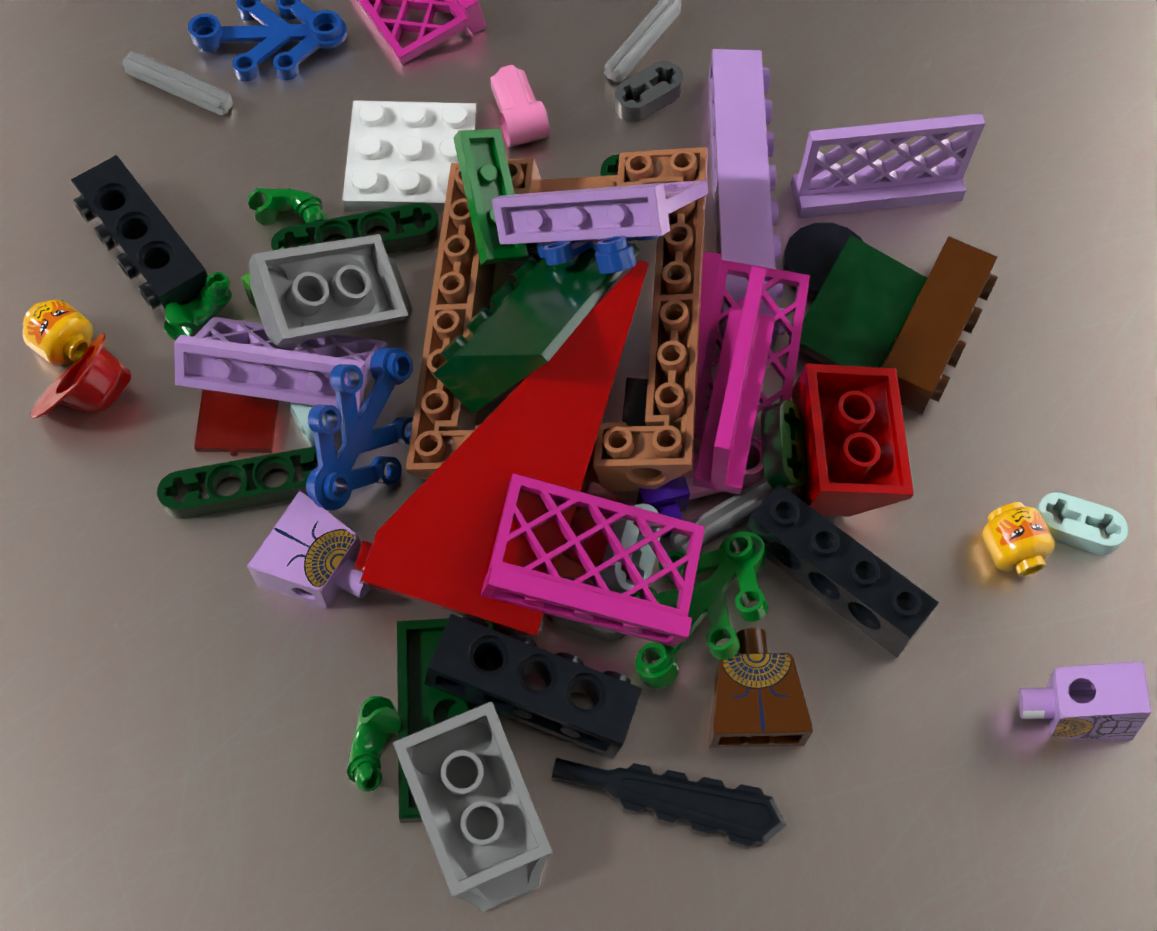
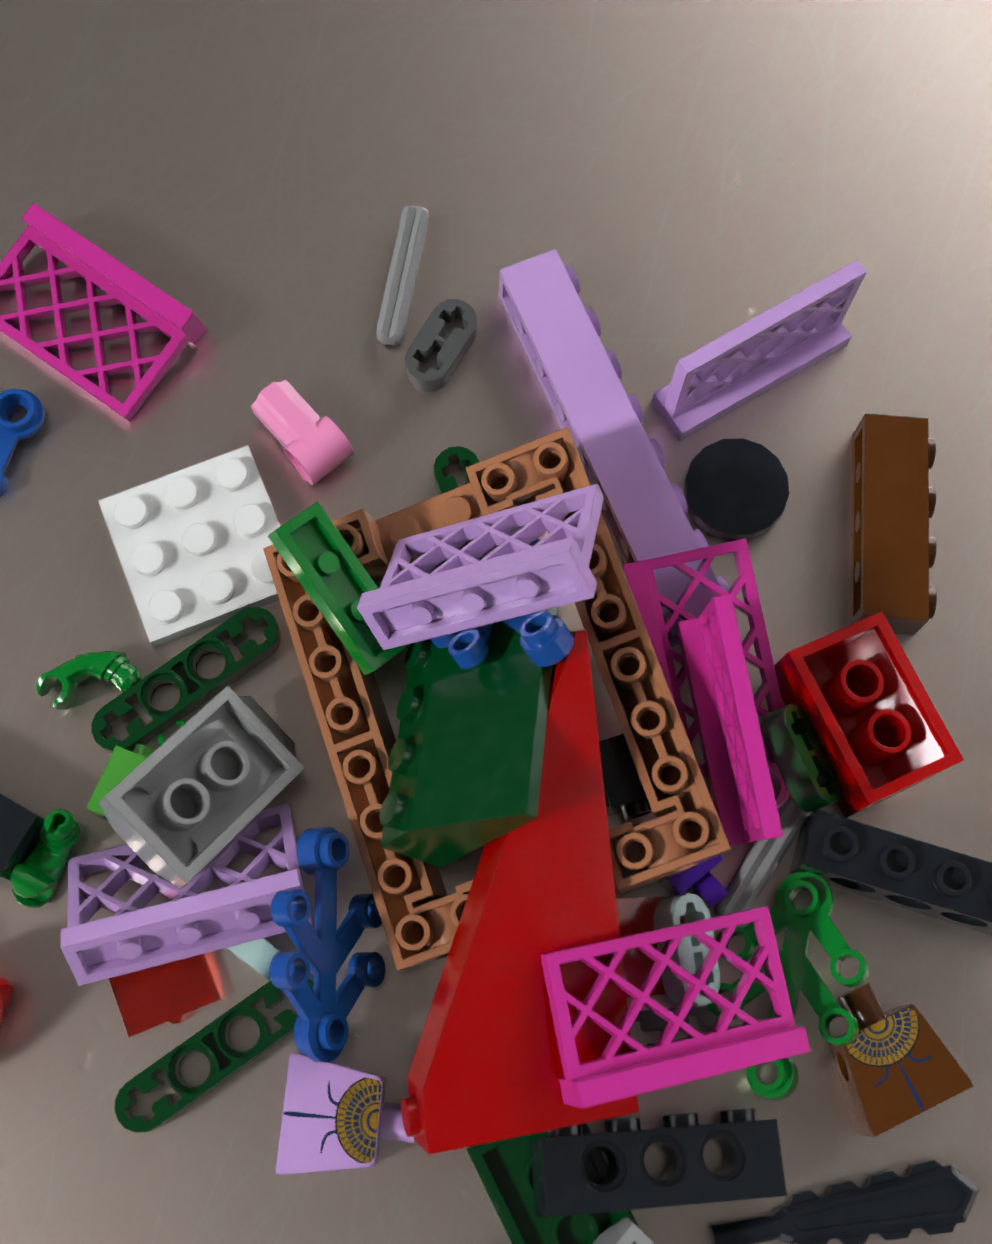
camera: 25 degrees left, 10 degrees up
(859, 307) = (803, 540): dark green tile -> none

